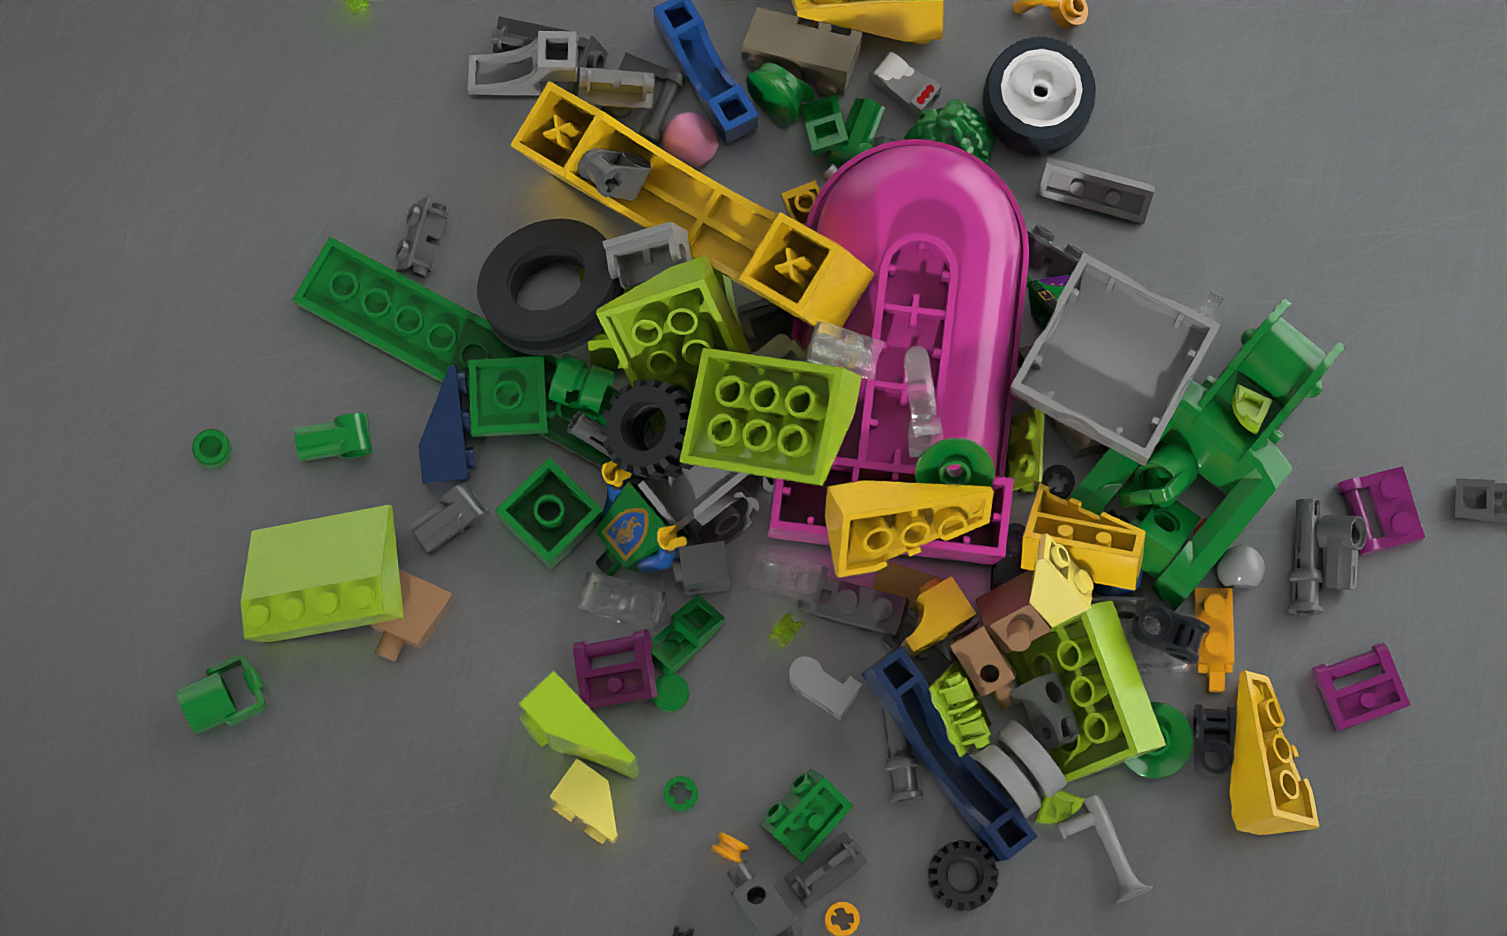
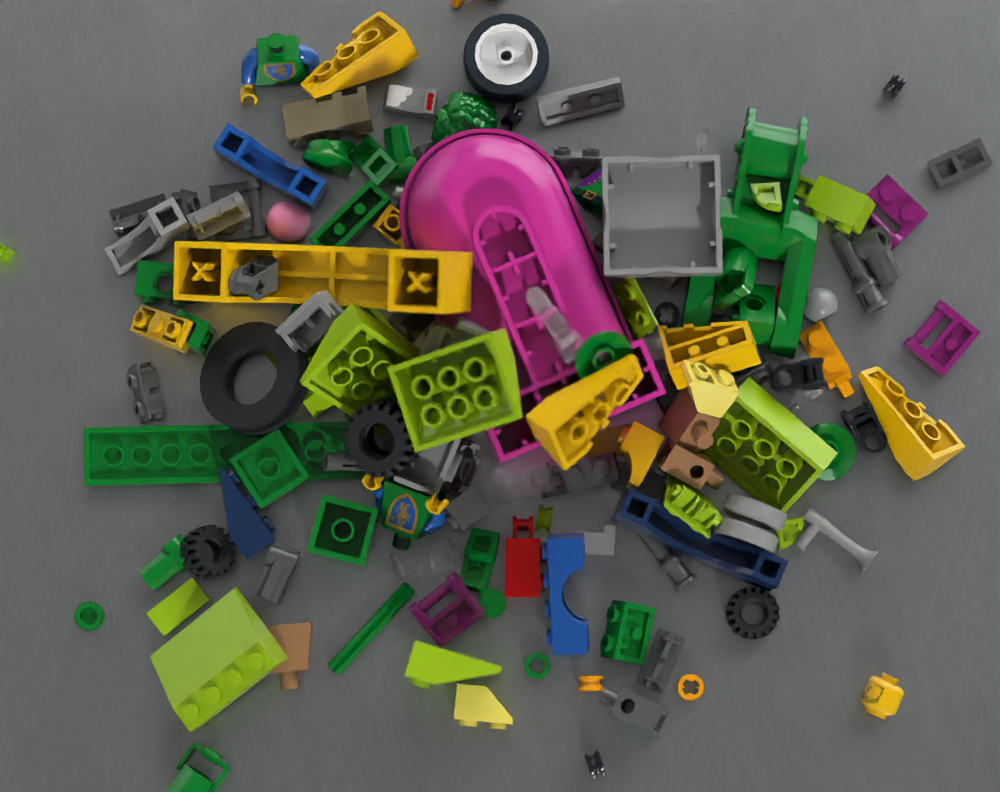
camera: 25 degrees left, 5 degrees up
(316, 494) = (178, 606): none -> lime tile
(365, 450) = (195, 557): none -> black tyre
(483, 178) = (163, 328): none -> yellow slope
(493, 120) = (148, 280): none -> green brick
(517, 642) = (371, 628): none -> green axle
(521, 205) = (202, 334): none -> green panel
(581, 385) = (315, 433): green wheel -> none
(733, 666) = (523, 563): none -> red brick
(739, 772) = (568, 630): none -> blue arch
(766, 173) = (353, 217): none -> green brick
(844, 349) = (483, 317): clear hips -> none
(1010, 164) = (513, 116): none -> black bush
(1048, 710) = (748, 474): dark grey leg -> none
(1324, 464) = (835, 203): none -> lime brick
(1469, 371) = (895, 84): none -> black bush

